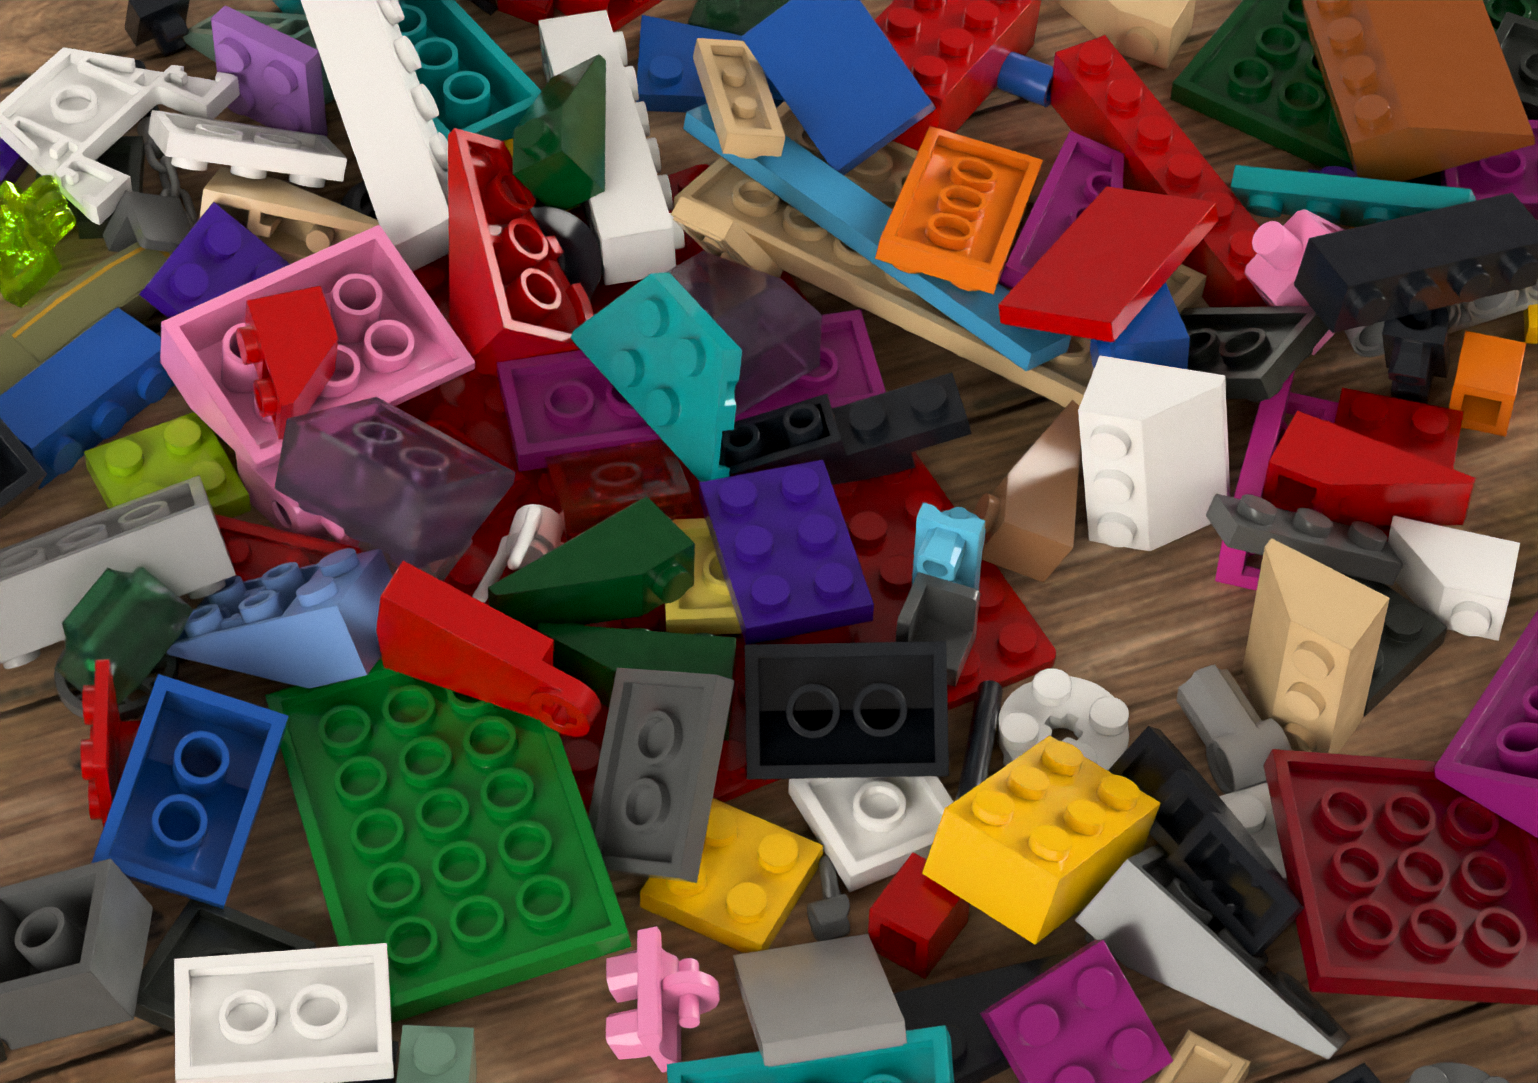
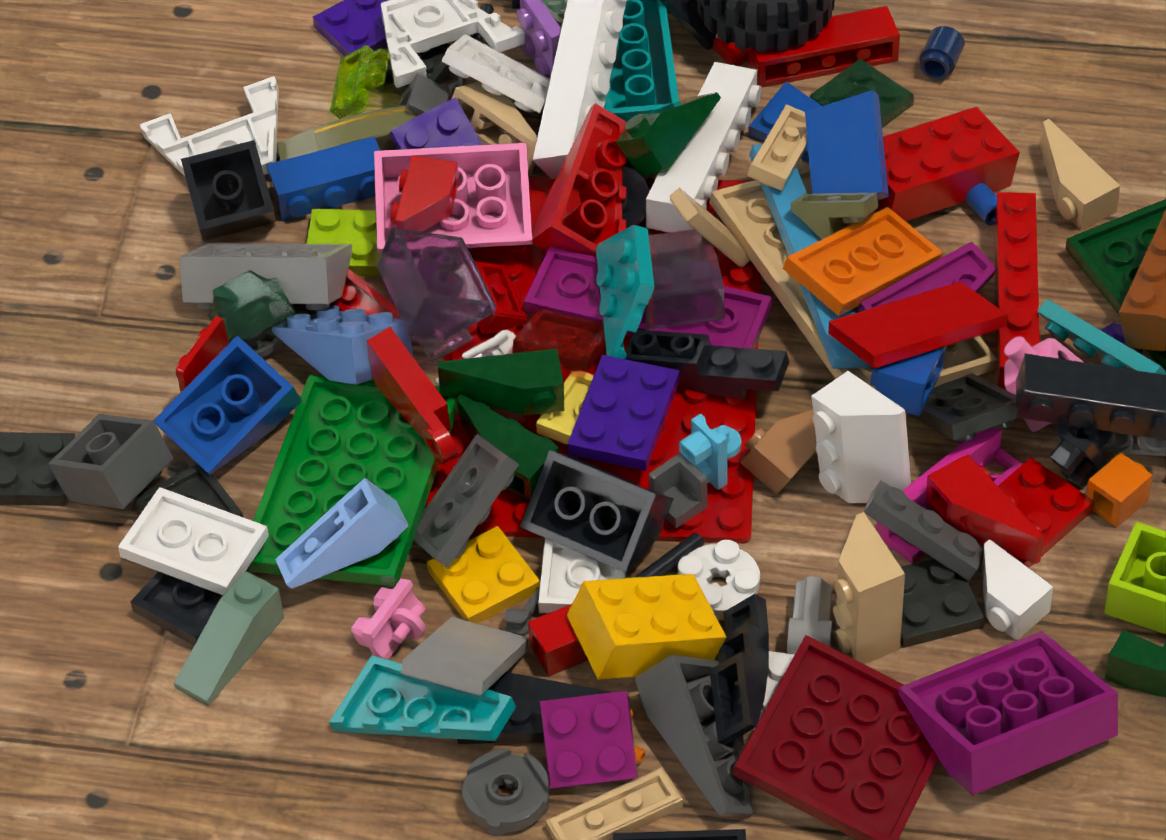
camera: 35 degrees right, 0 degrees up
(519, 907) = (344, 535): none -> light blue slope
(859, 158) = (827, 211): none -> olive slope

